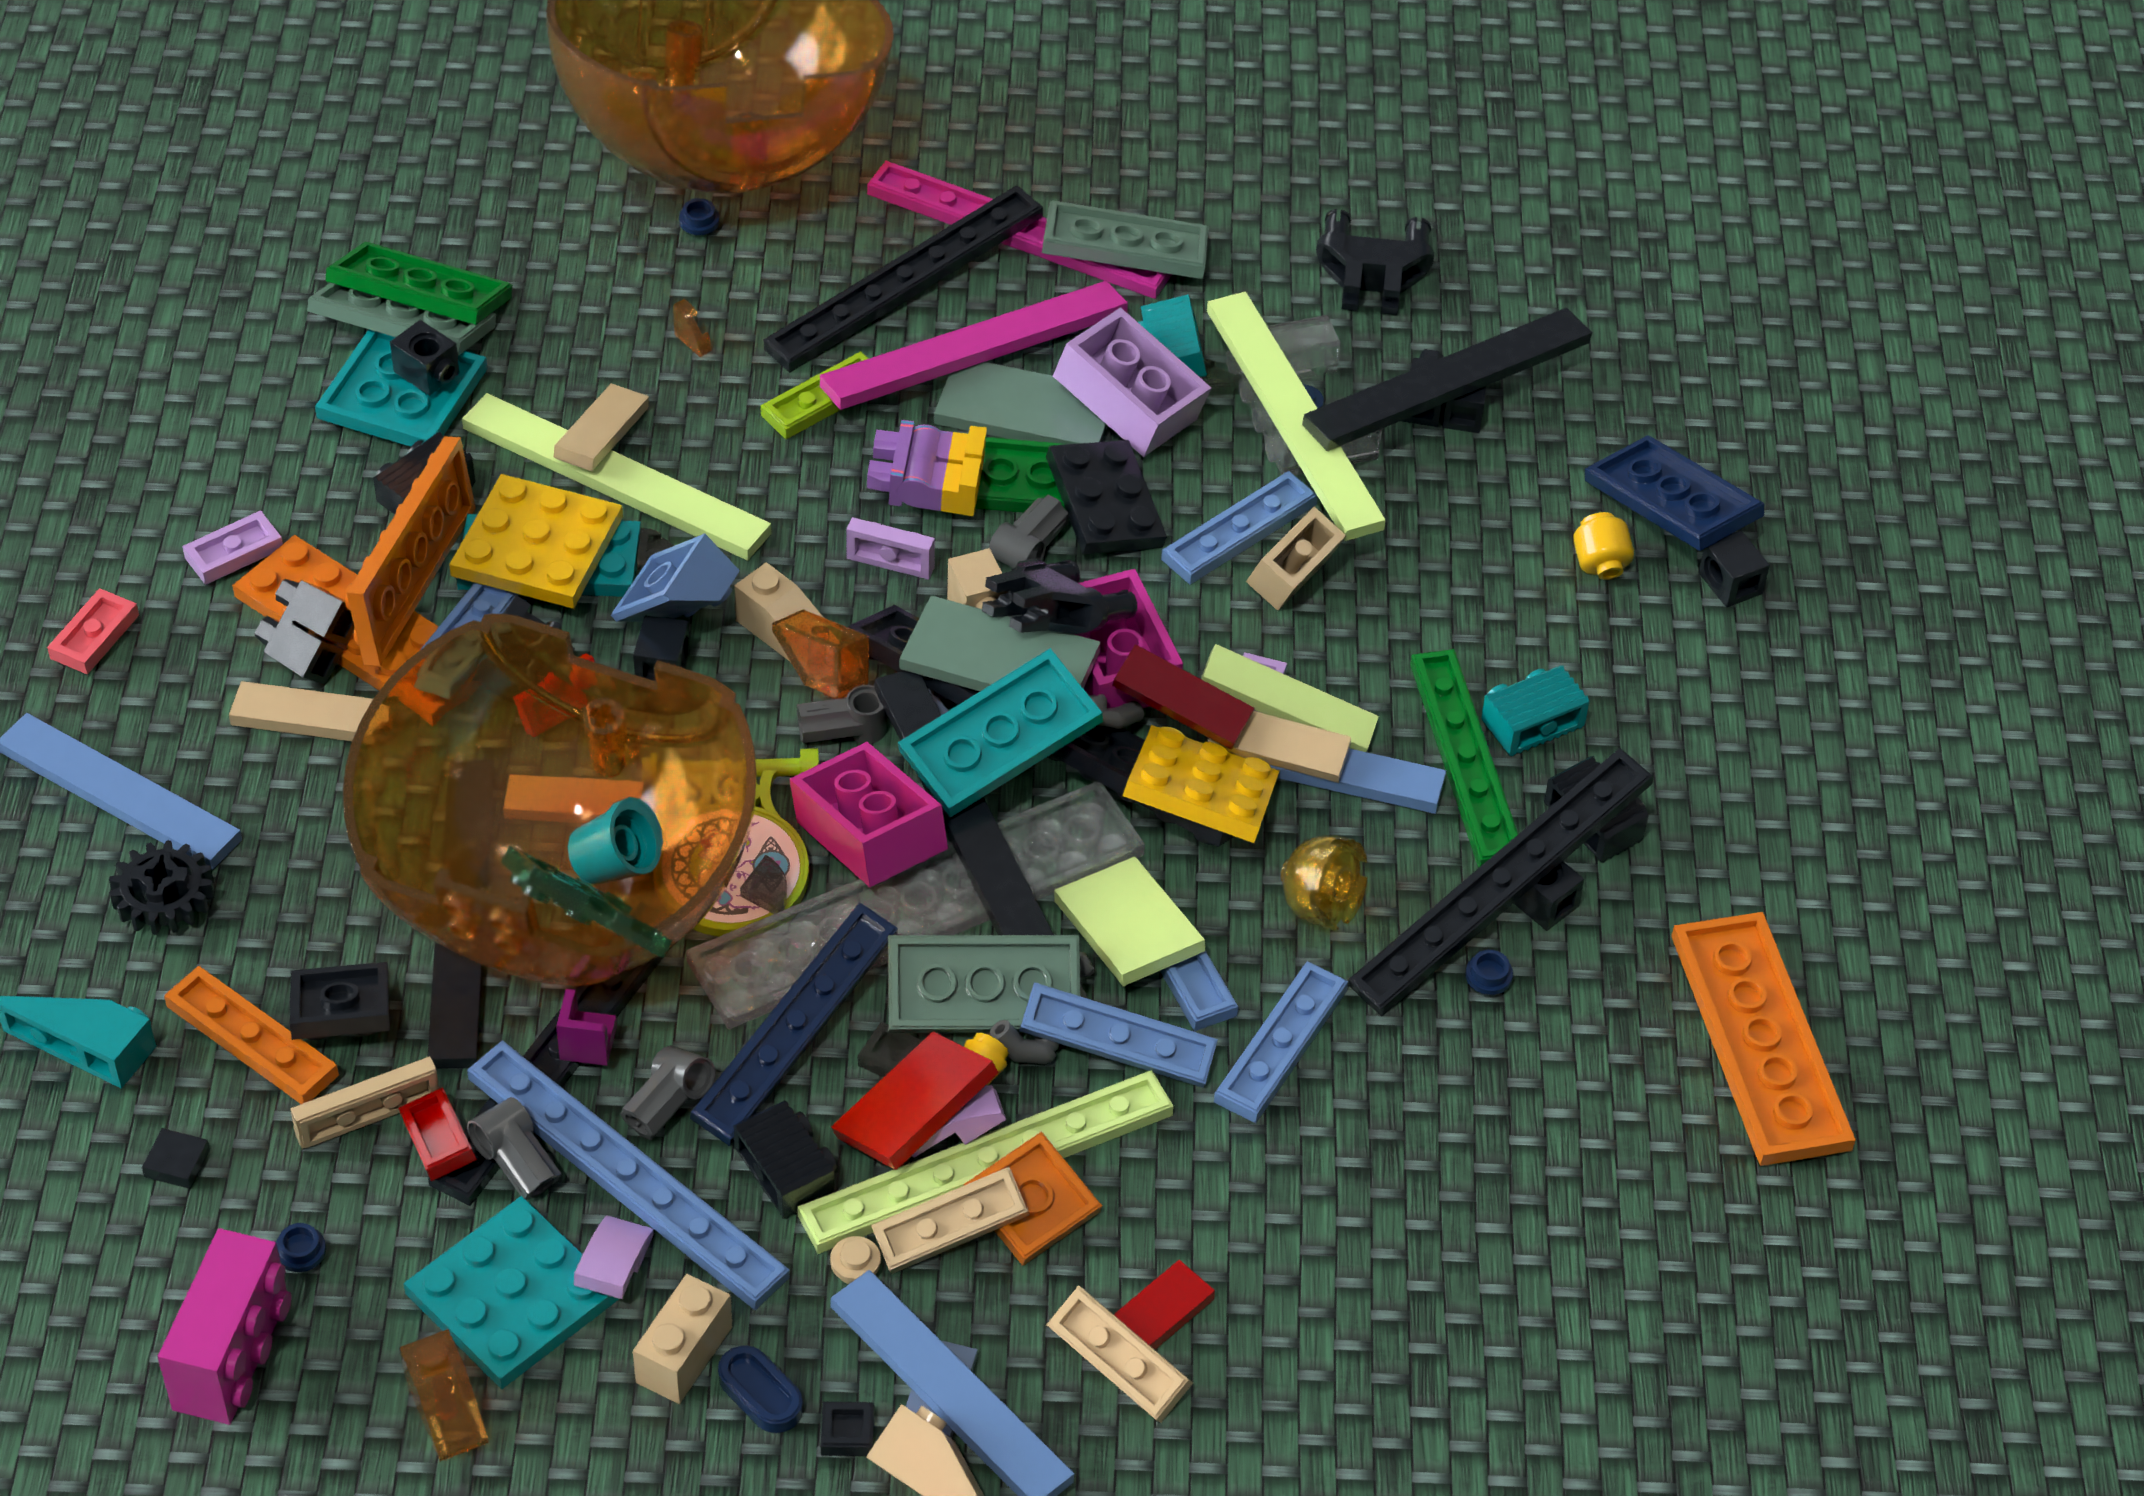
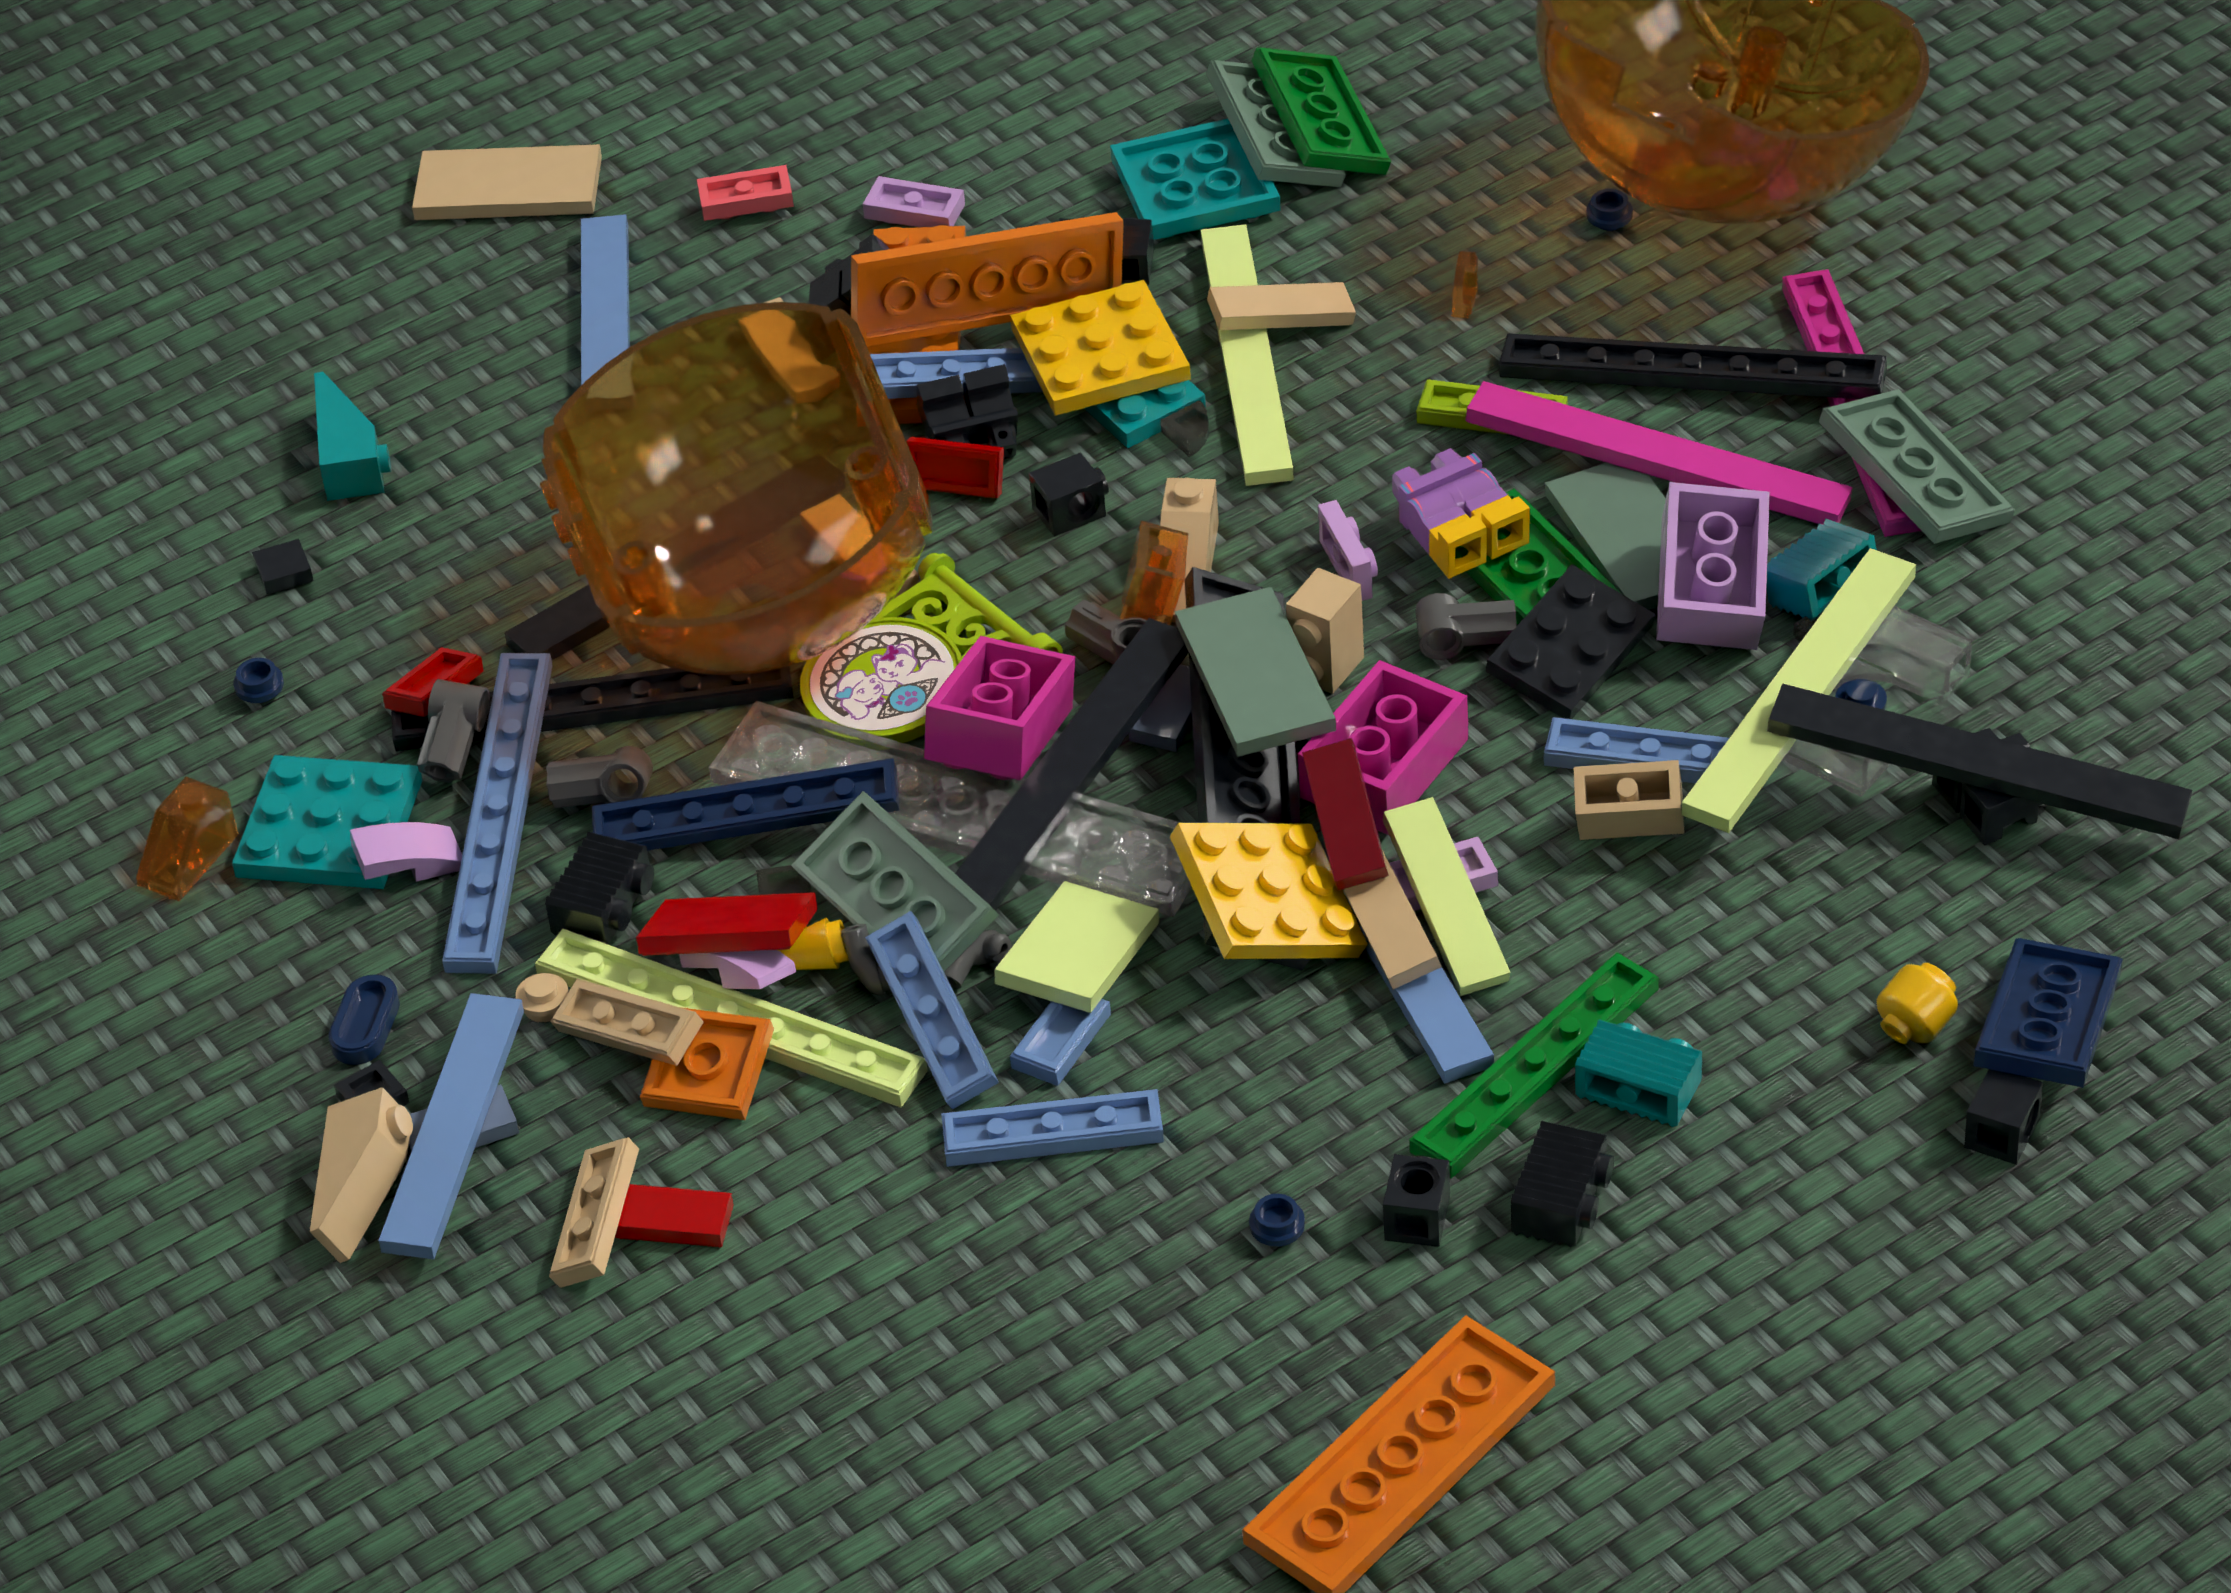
camera: 60 degrees right, 5 degrees down
(161, 887) = (524, 388): black gear -> none
(224, 1327) = (127, 677): dark pink brick -> none
(251, 1035) = (432, 528): orange plate -> none
(339, 1001) = (505, 547): black plate -> none
(362, 1102) = (422, 623): tan tile -> none
(425, 357) = (1220, 159): black brick -> none
(581, 900) = (635, 545): clear green wing -> none
(584, 1035) = (603, 690): magenta panel -> none
(617, 843) = (787, 568): teal hat -> none
(678, 582) = (1130, 448): medium blue slope -> none
(682, 1338) = (358, 937): tan brick -> none
(766, 886) = (875, 704): clear smoke tile -> none
(1000, 732) = (1153, 717): teal plate -> none
(1054, 600) = (1339, 652): black connector -> none
(1119, 716) = (1289, 793): dark grey arm -> none
(1325, 880) = (1250, 1043): clear yellow cylinder -> none
(1374, 262) = (2106, 647): black connector -> none
(1500, 882) = (1372, 1152): black tile -> none

